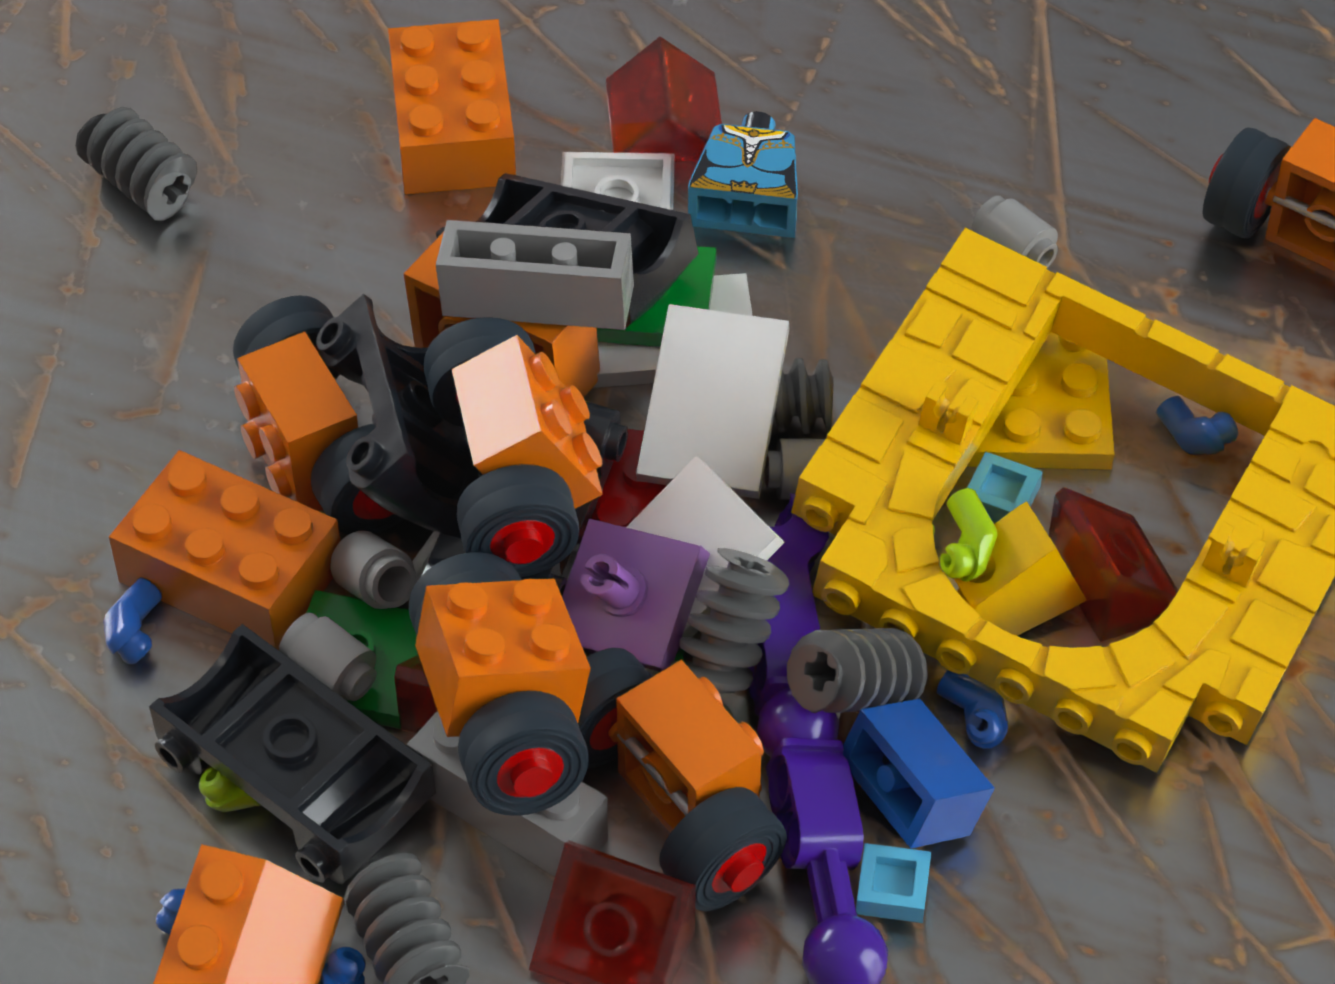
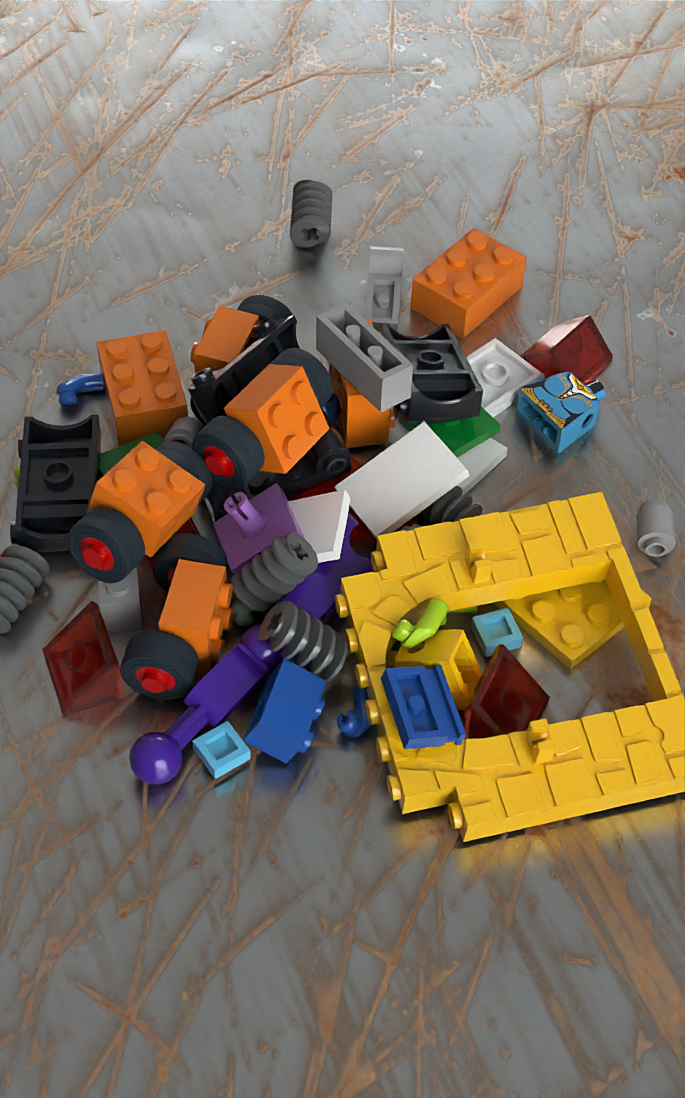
camera: 45 degrees right, 0 degrees up
(330, 655) = (112, 448): light grey brick -> none
(332, 169) = (384, 286): none -> light grey plate
(1084, 623) = (422, 706): none -> blue plate
(1194, 433) = (627, 683): blue arm -> none

